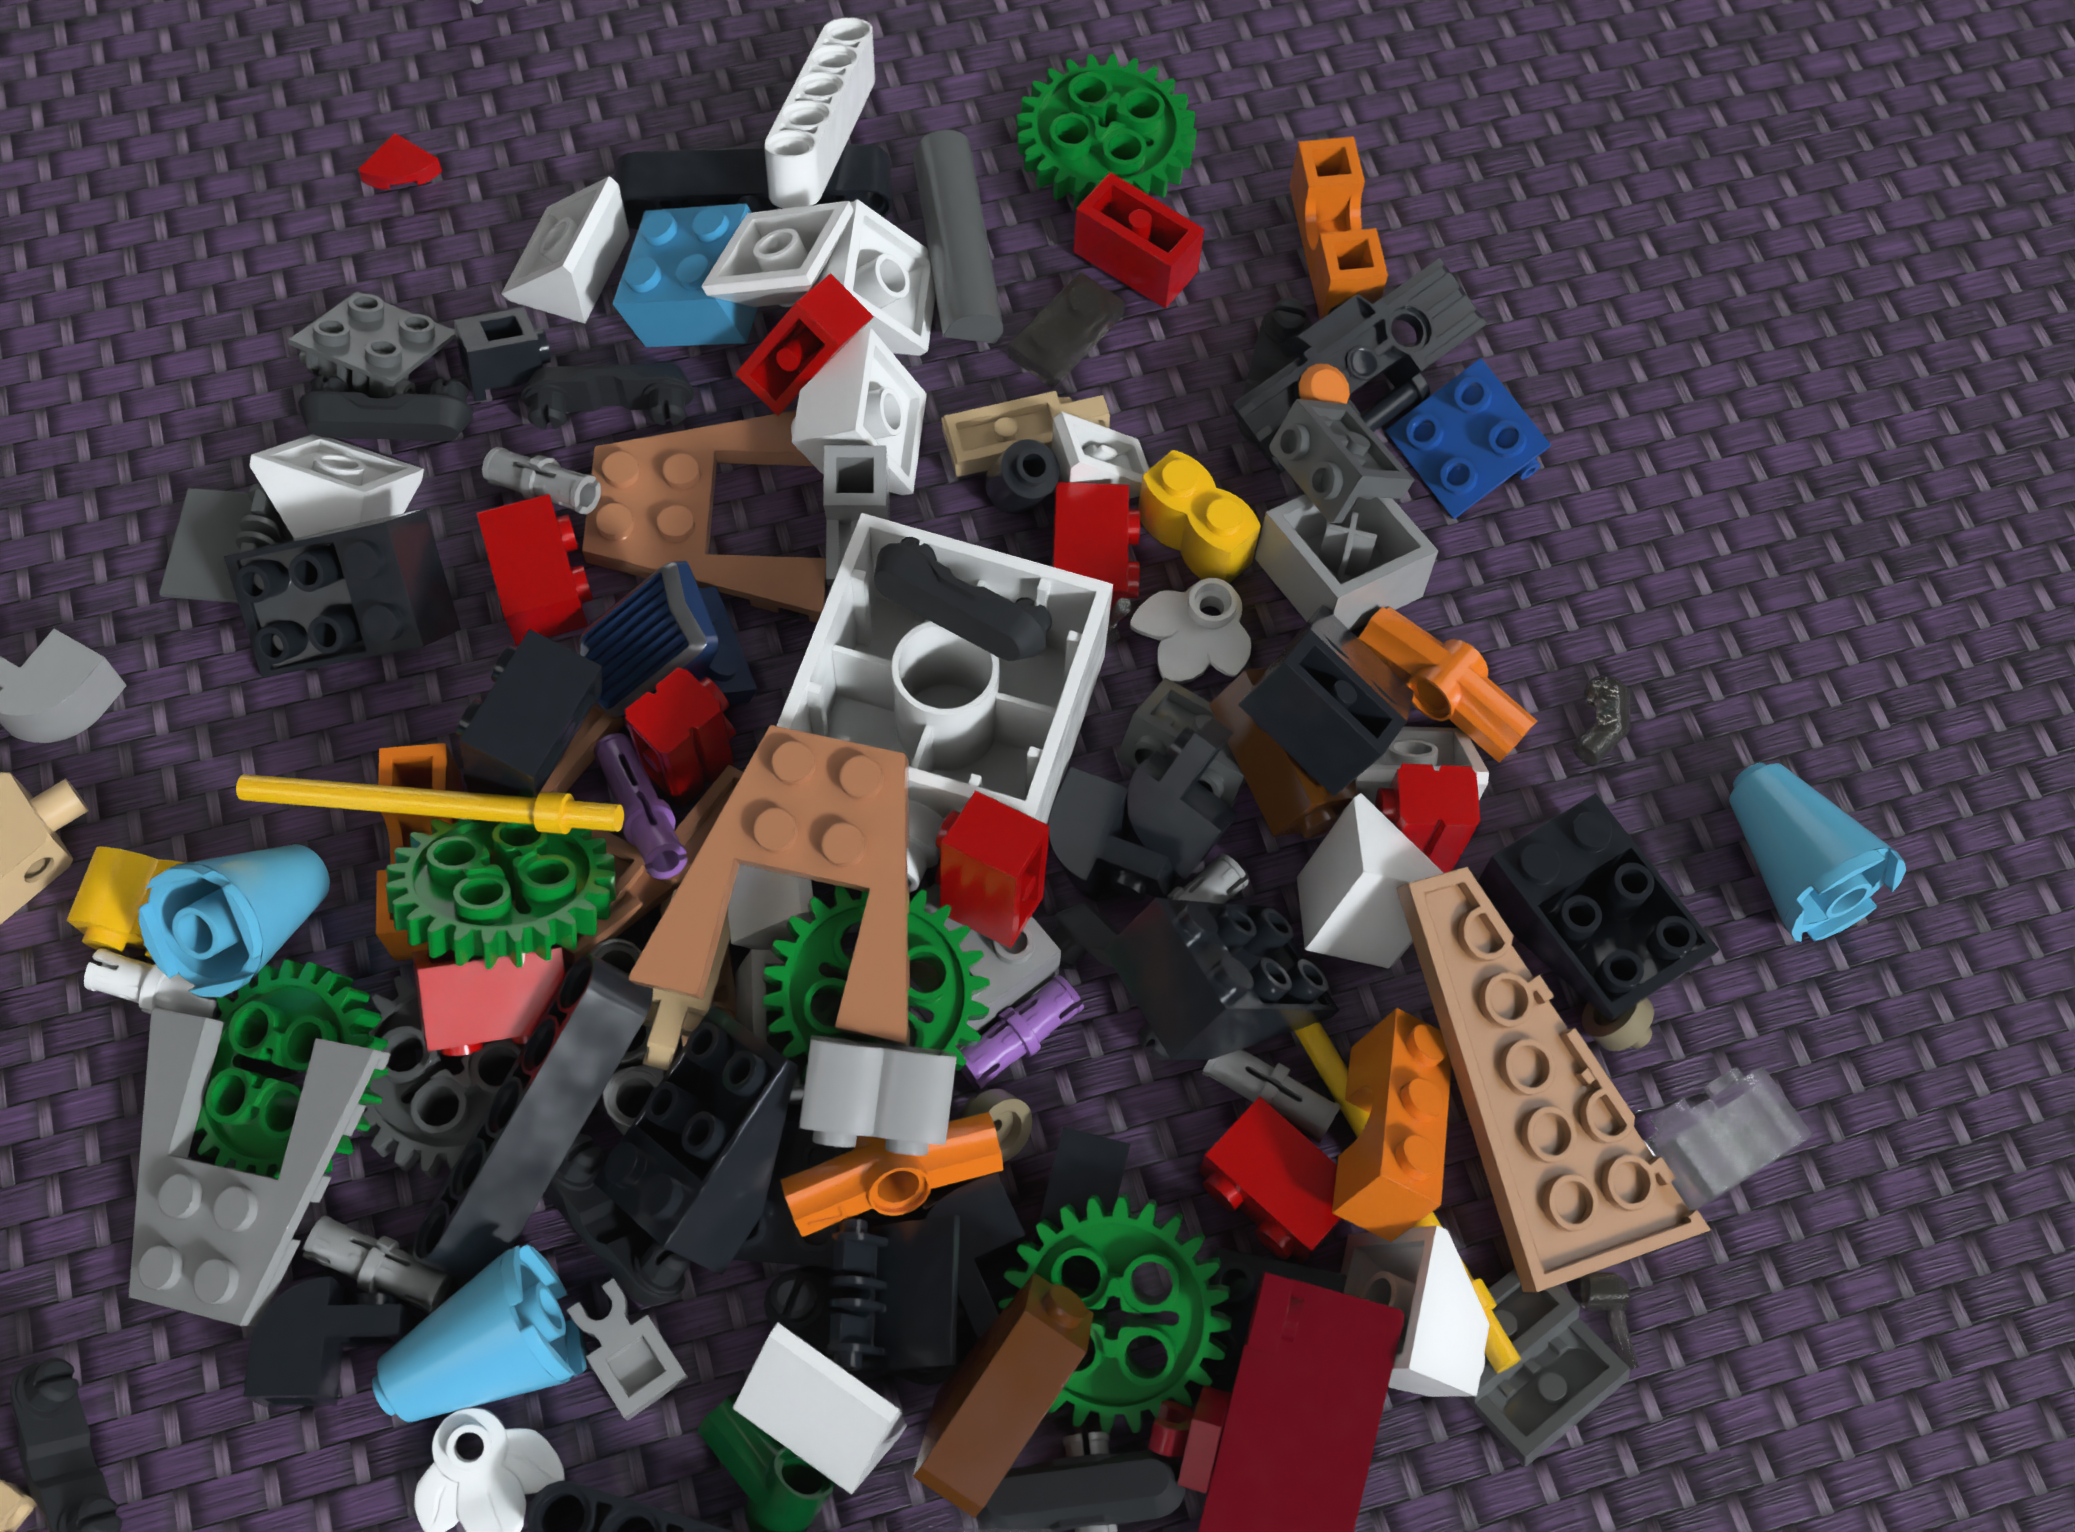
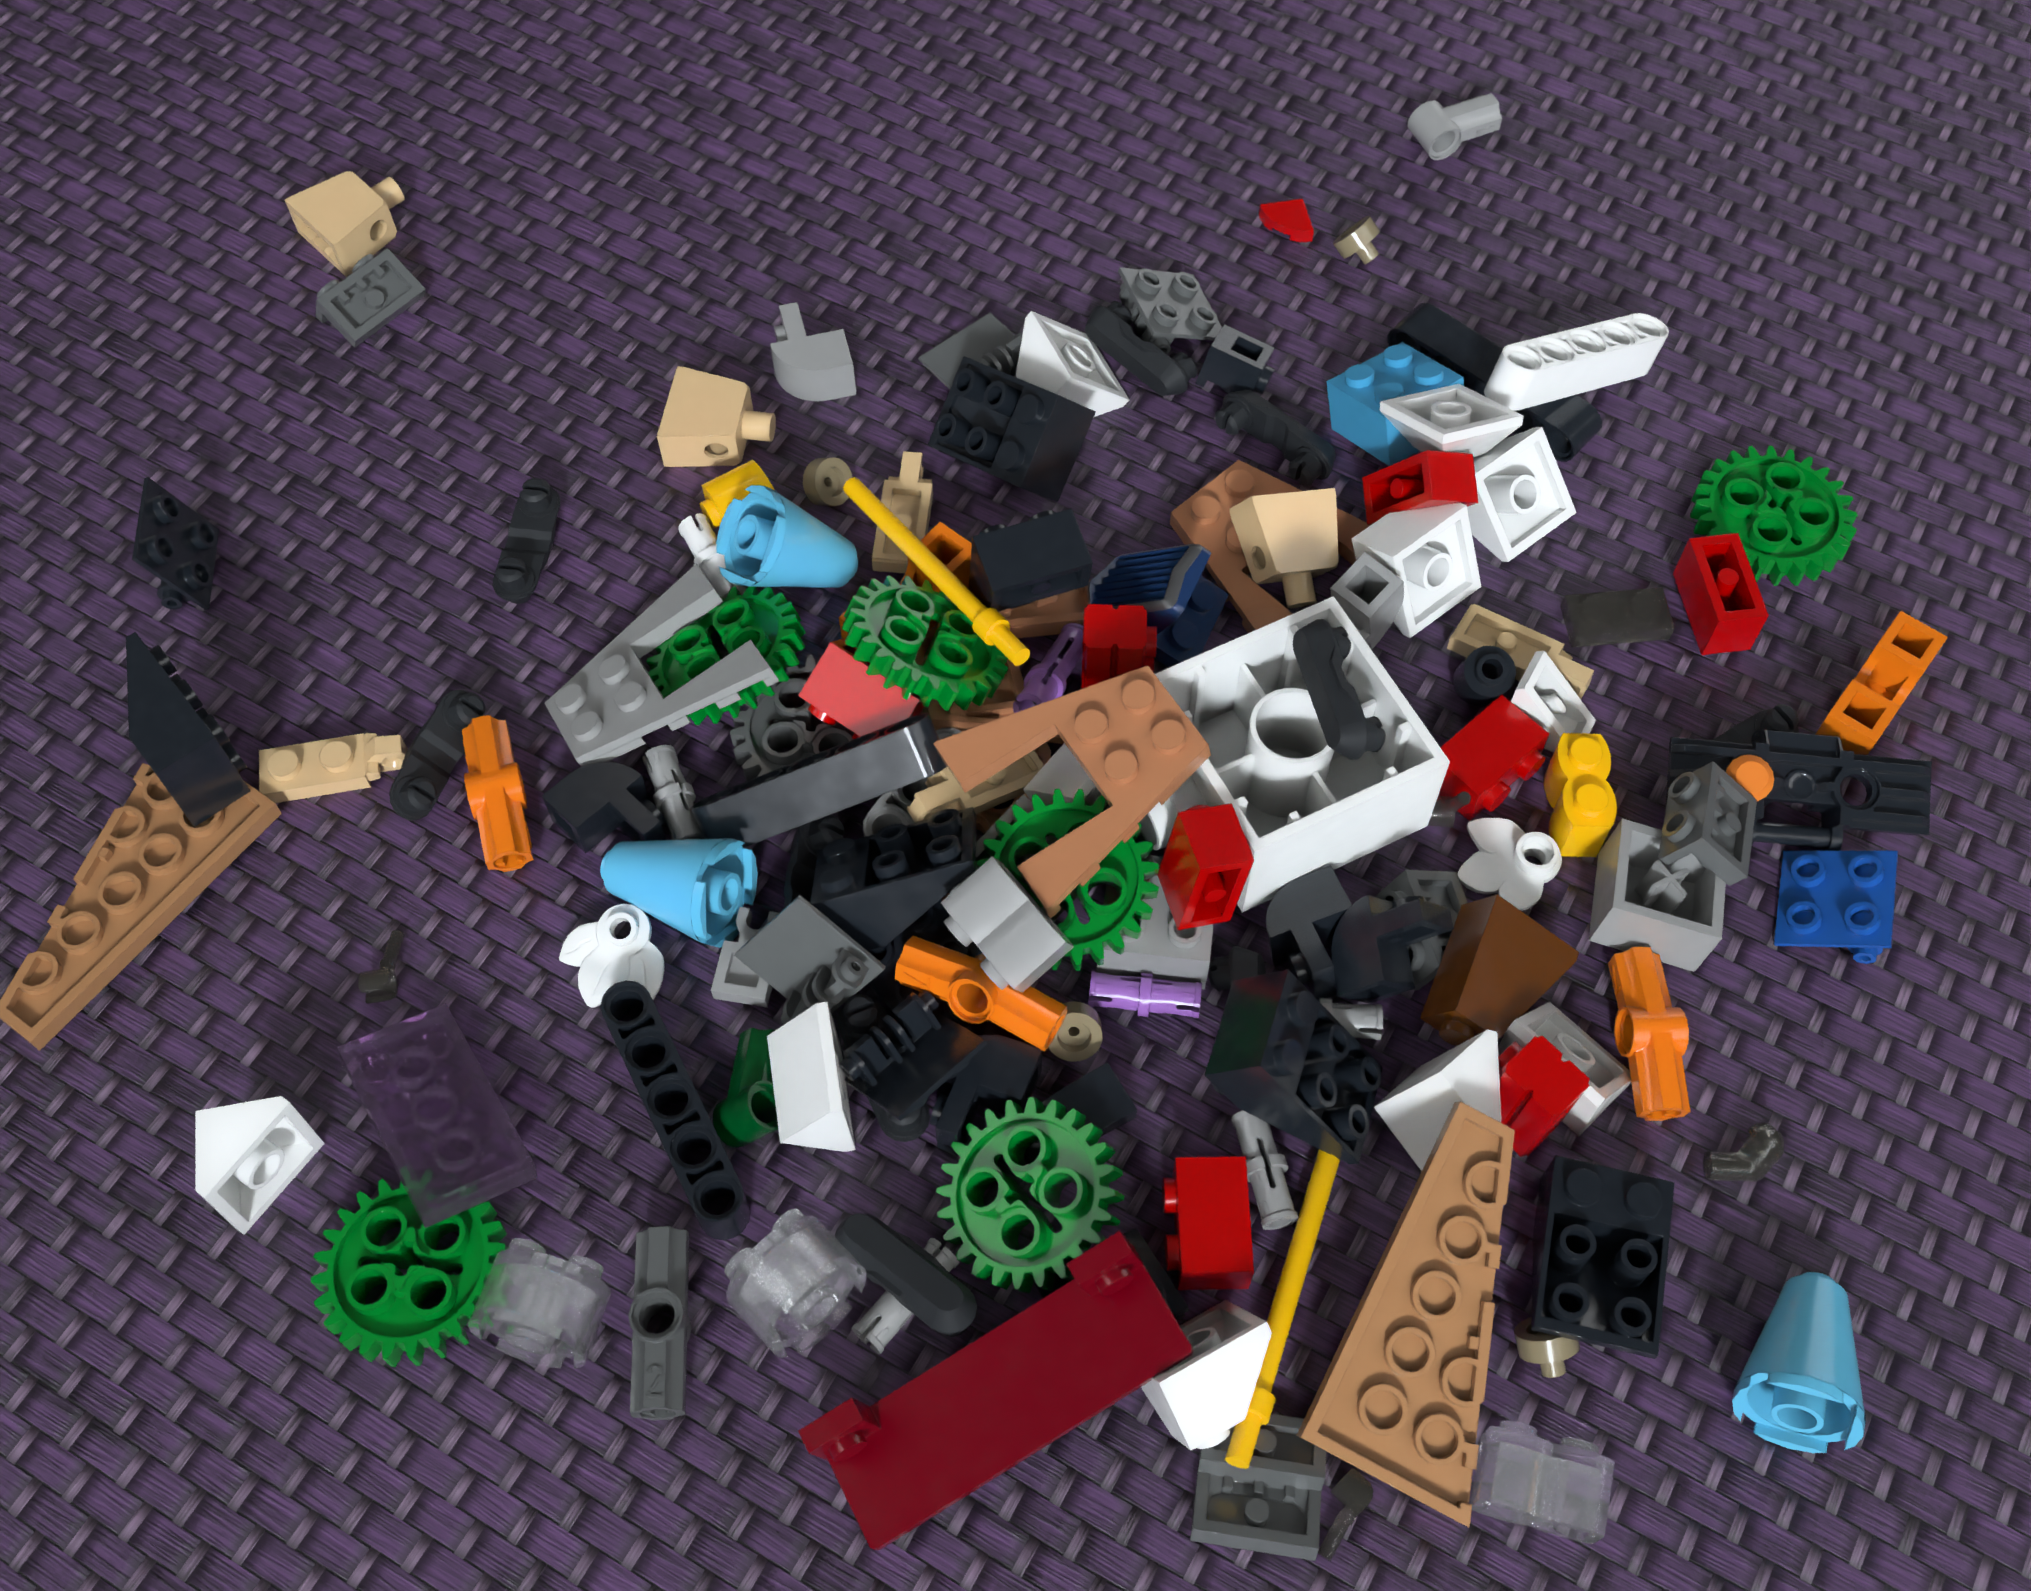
camera: 50 degrees right, 5 degrees down
(179, 1437) = (496, 794): none -> orange piece
(199, 803) = (825, 481): none -> dark tan tile
(310, 751) = (910, 501): none -> tan hinge
(491, 137) = (1358, 240): none -> dark tan tile
(533, 568) = (1131, 500): red brick -> none
(541, 477) = (1186, 453): light grey pin -> none
(571, 253) = (1338, 341): white slope -> none
(707, 1300) = (808, 959): none -> dark grey hinge
(730, 489) = (1289, 539): none -> tan torso
(957, 238) = (1598, 506): dark grey brick -> none
(1002, 1393) = (912, 1163): reddish brown slope -> none
(1192, 1435) = (996, 1300): dark red tile -> none
(1330, 702) = (1538, 957): black slope -> none
(1397, 1161) = (1308, 1254): orange arch -> none

